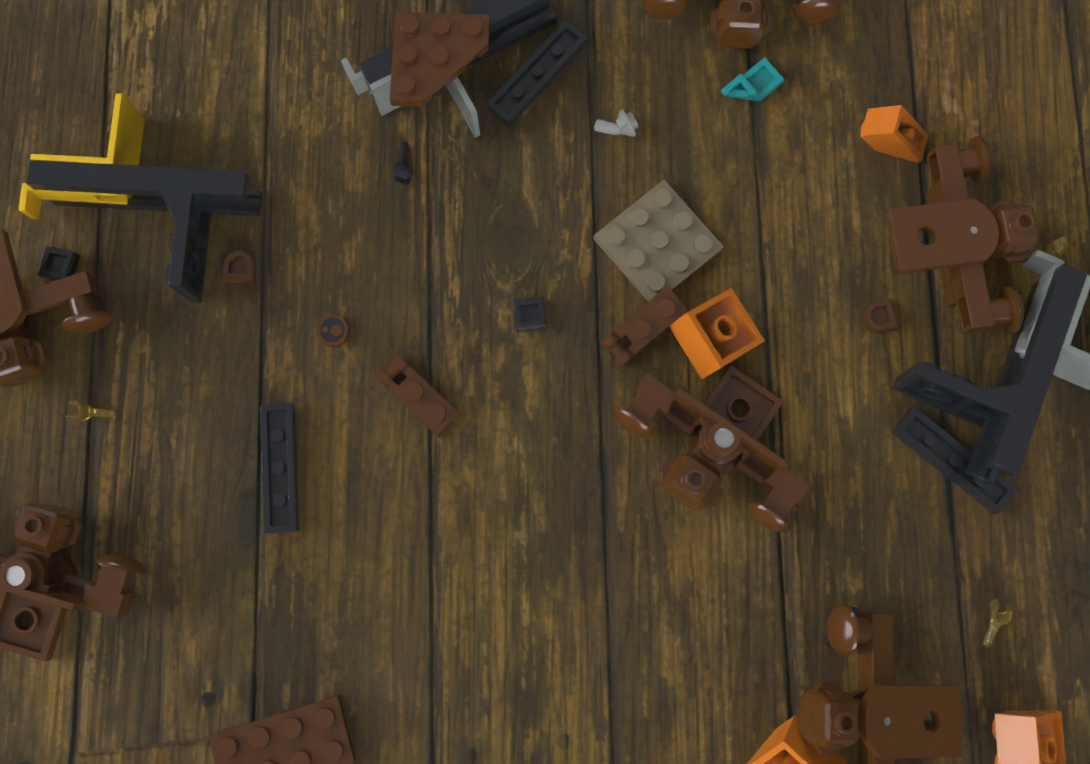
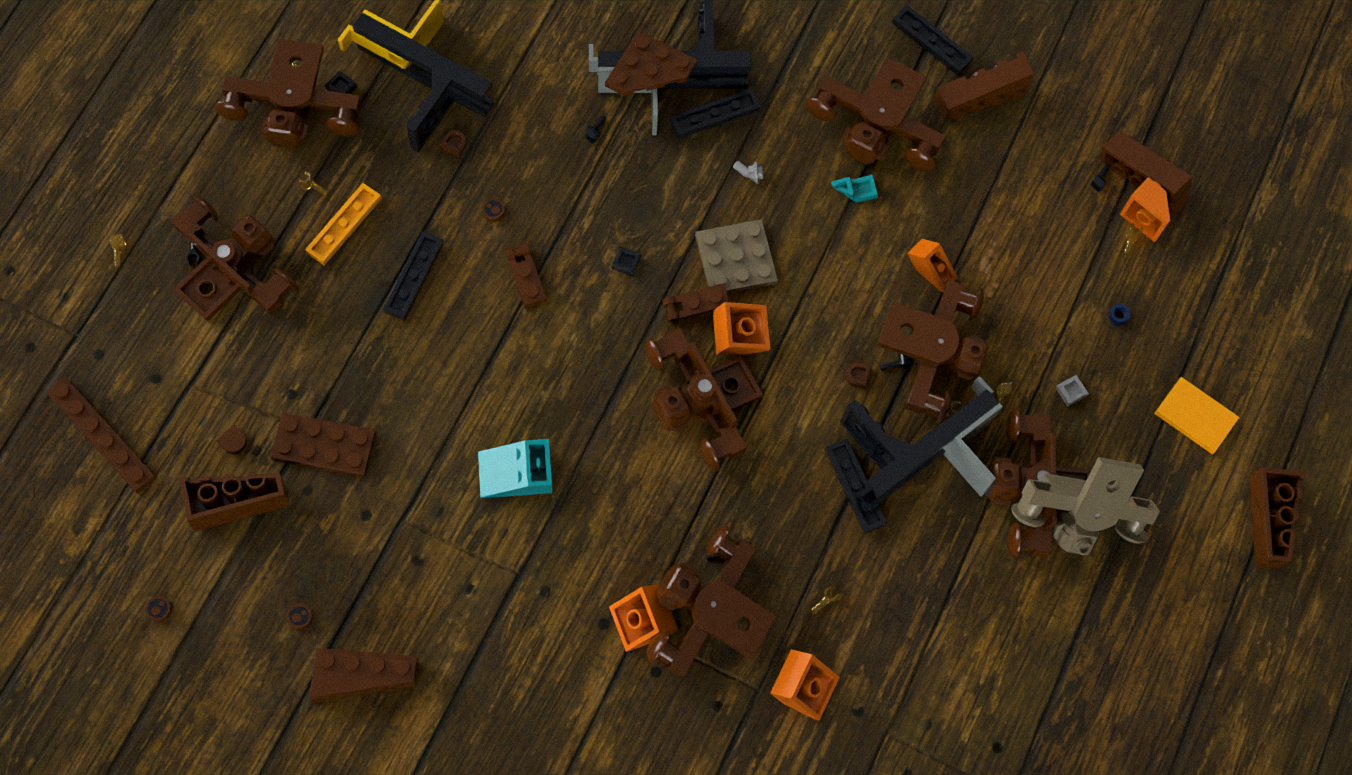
camera: 20 degrees right, 10 degrees down
(155, 445) = (343, 224): none -> light orange plate
(539, 659) = (515, 469): none -> slope
(921, 277) = (903, 362): none -> black hand

